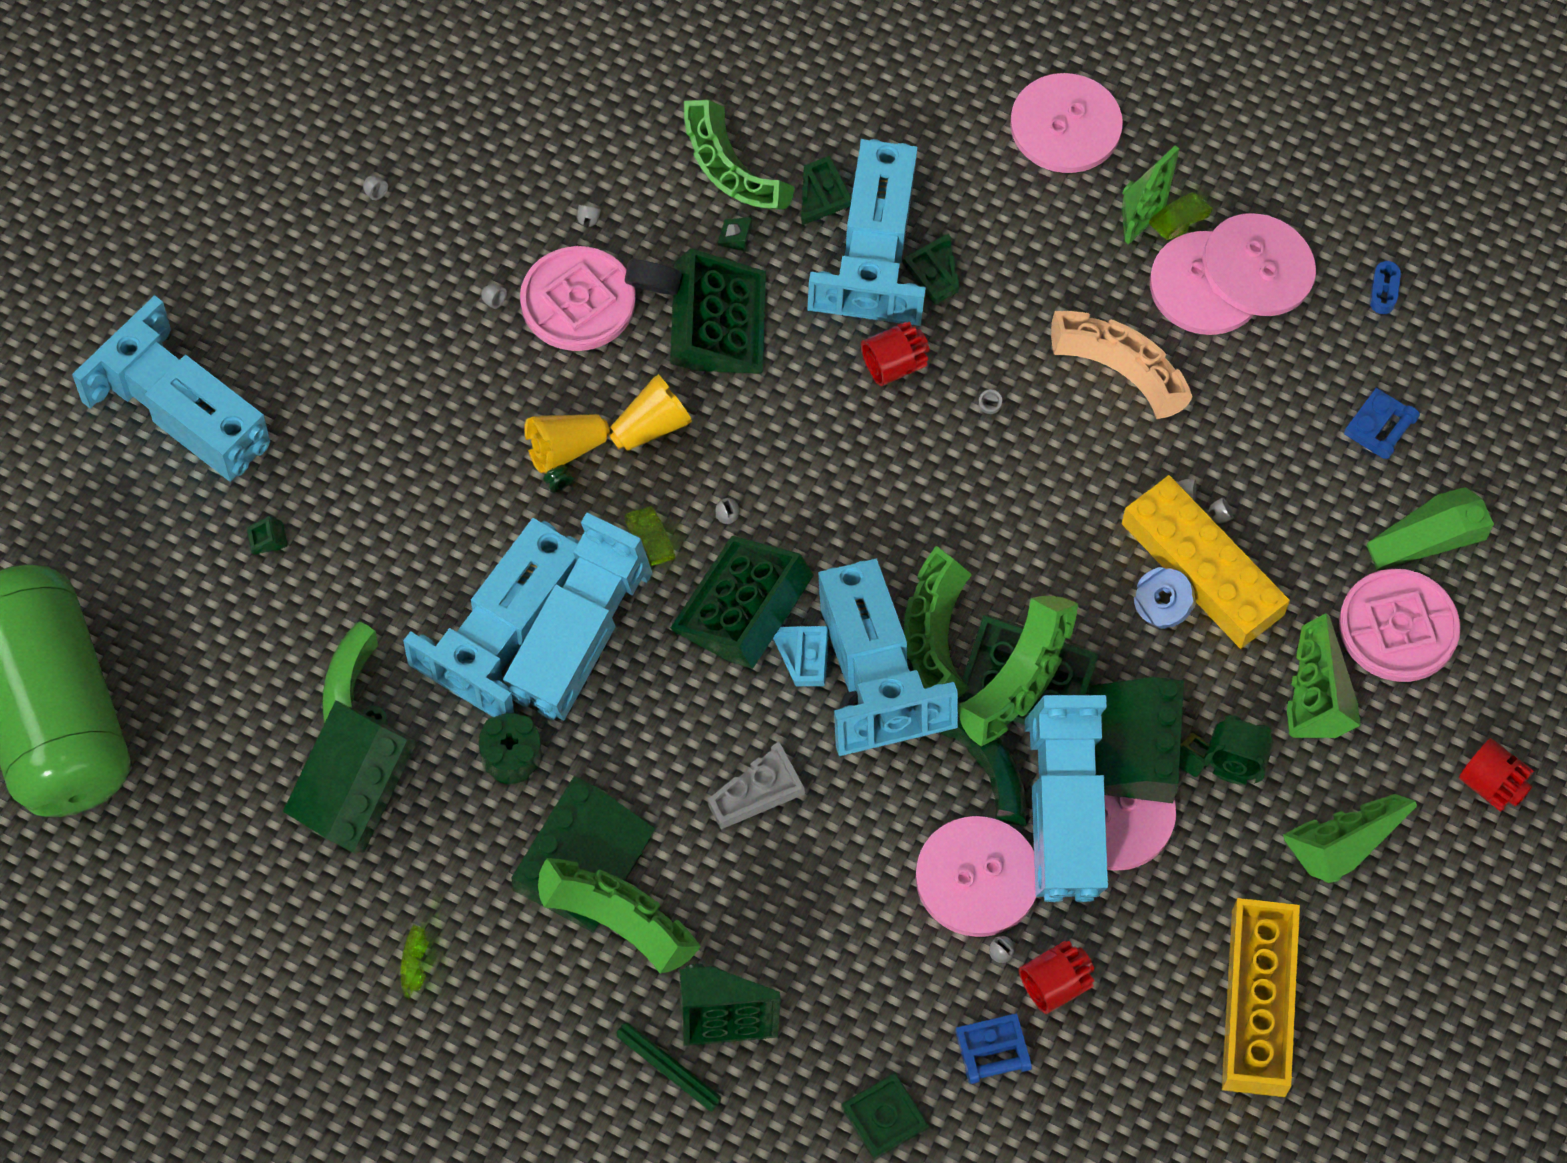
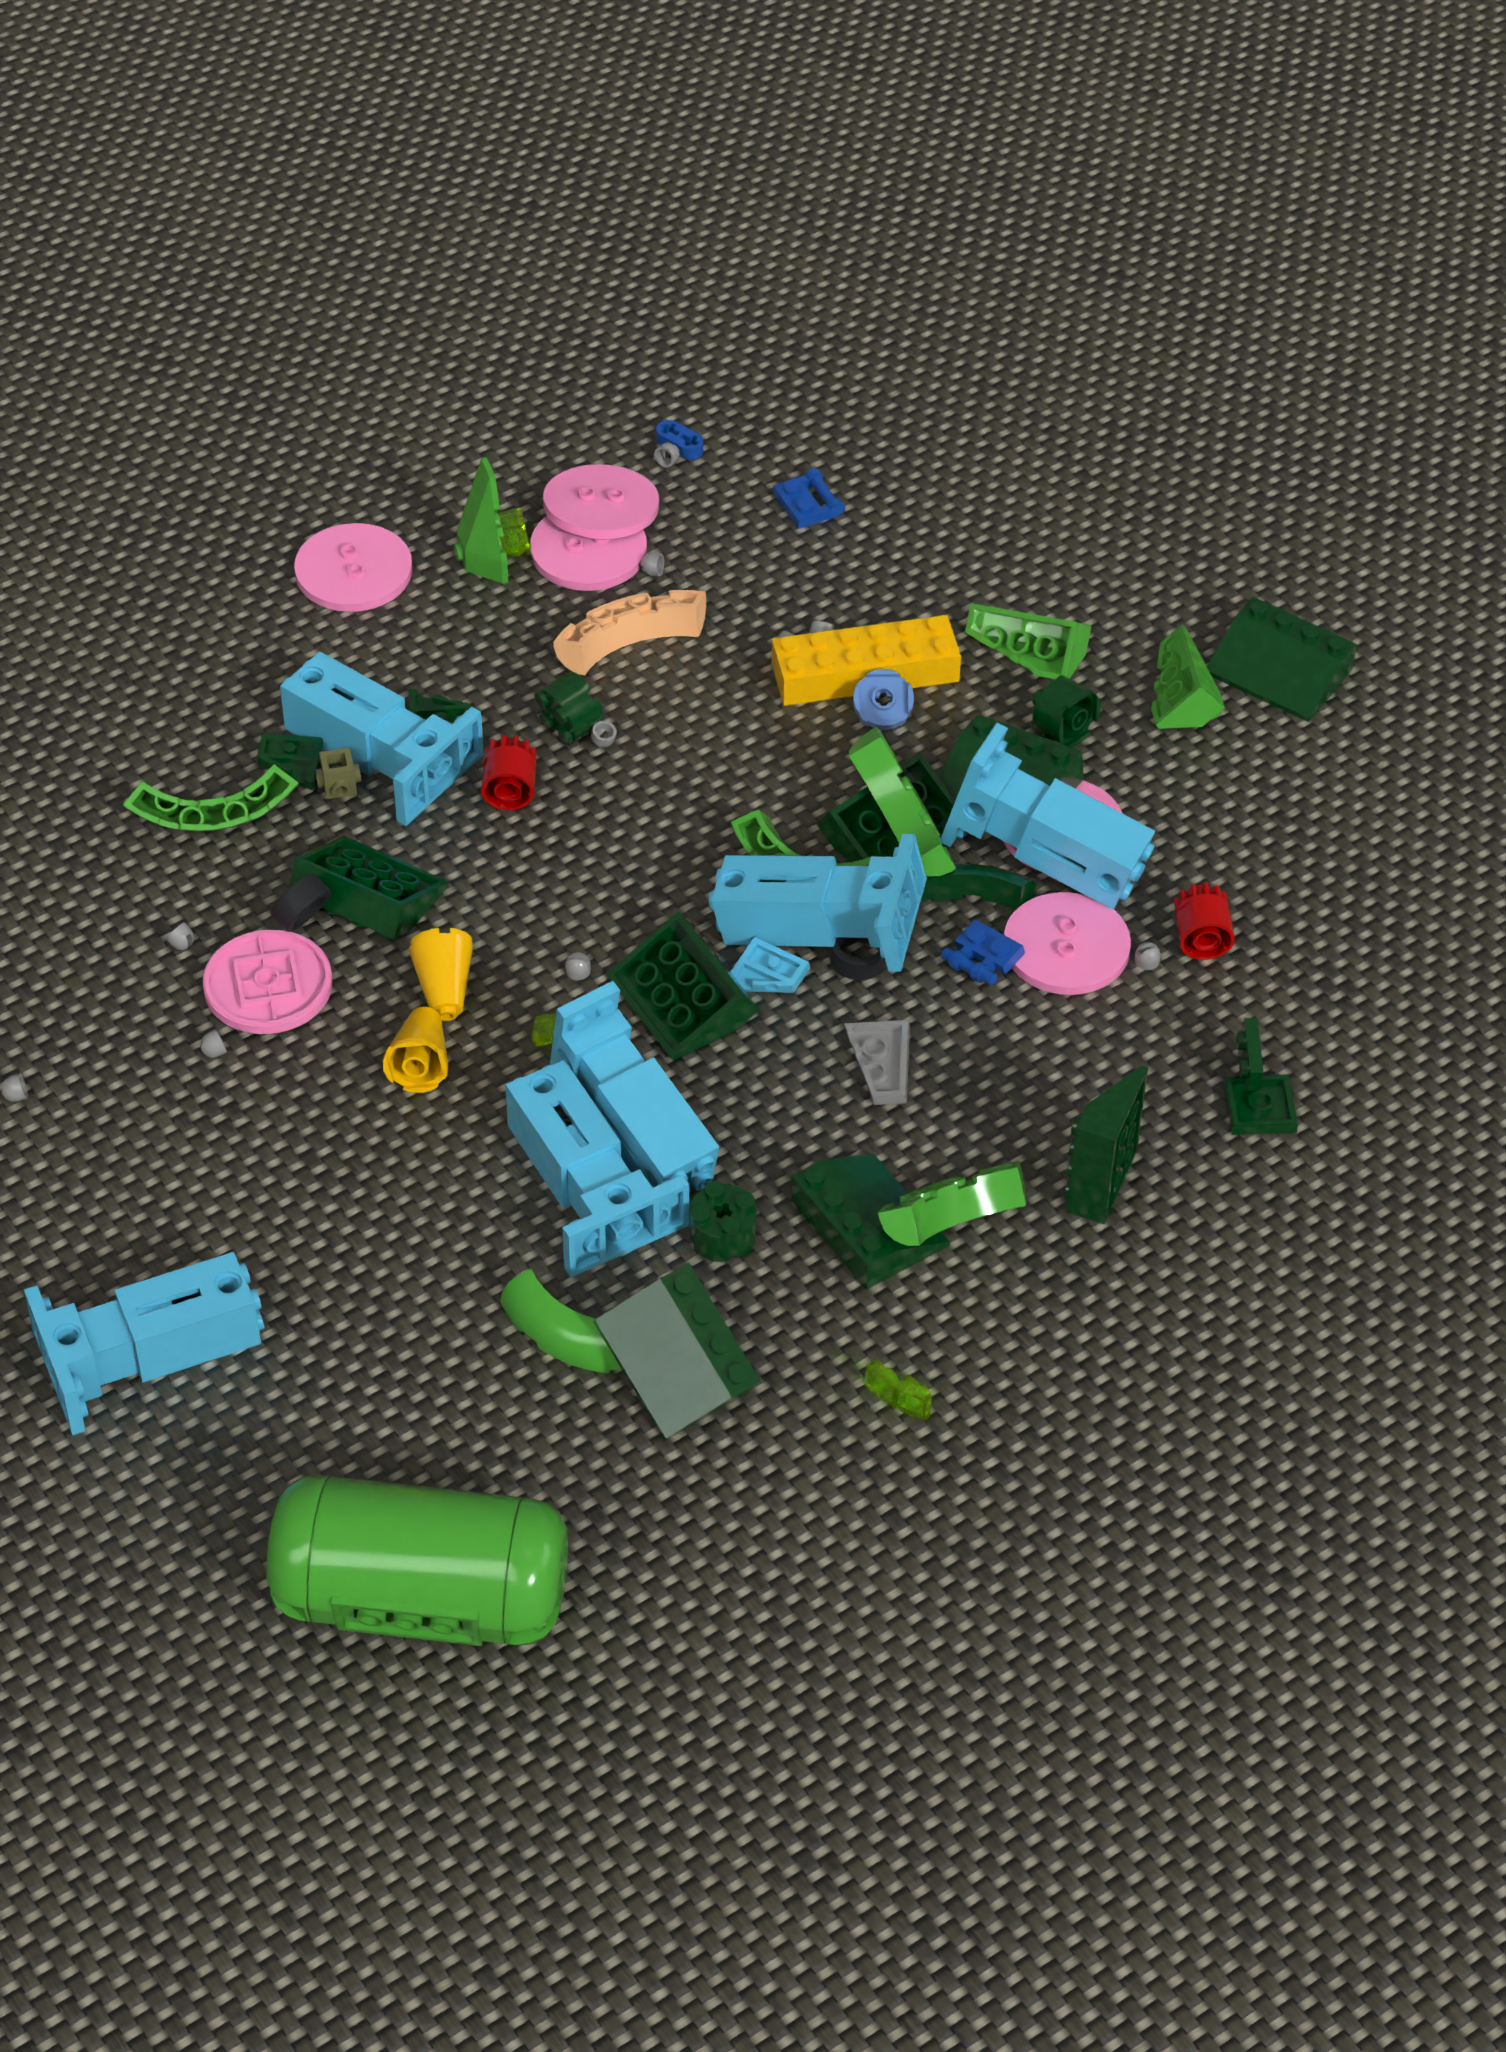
camera: 60 degrees left, 15 degrees down
(267, 535) = (347, 1334): dark green slope -> none
(558, 478) = (455, 1073): dark green bush -> none
(668, 1066) = (1121, 1239): dark green axle -> none
(735, 233) = (287, 837): dark green slope -> none
(817, 231) = (338, 773): none -> olive brick
(902, 1088) = (1250, 1054): none -> dark green wing
(929, 815) = (987, 946): none -> blue plate
(992, 1038) = (1231, 994): blue plate -> none
(993, 360) = (568, 707): none -> dark green brick
(1216, 342) = (653, 564): none -> light grey hinge
(1261, 998) = (1302, 797): yellow brick -> none
(1358, 287) = (662, 453): none -> light grey hinge
(1399, 625) = (1008, 568): bright pink plate -> none
(1432, 907) = (1282, 659): none -> dark green slope
(1436, 527) = (930, 506): bright green wedge -> none
(1497, 775) = (1190, 565): red gear -> none

